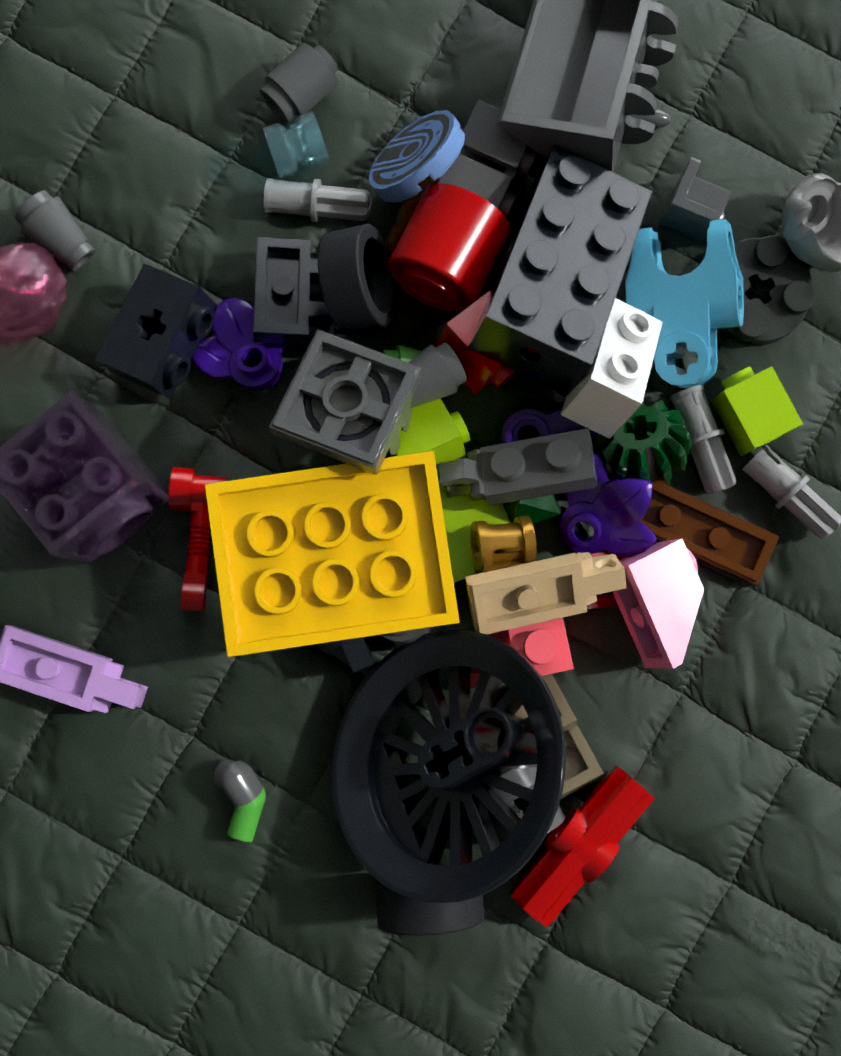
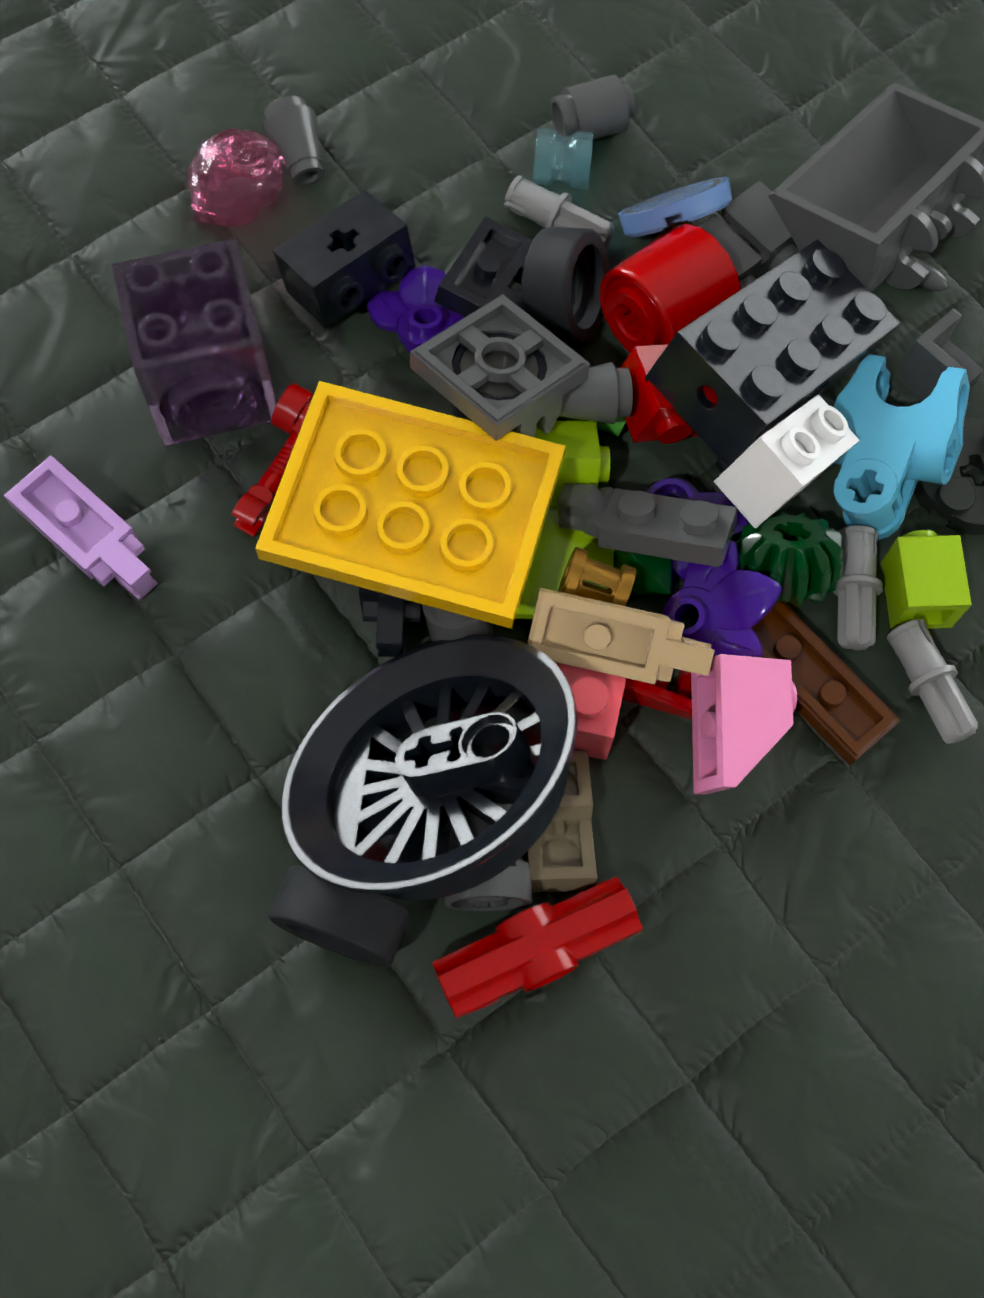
camera: 20 degrees right, 15 degrees down
(246, 795) = (200, 731): arm -> none

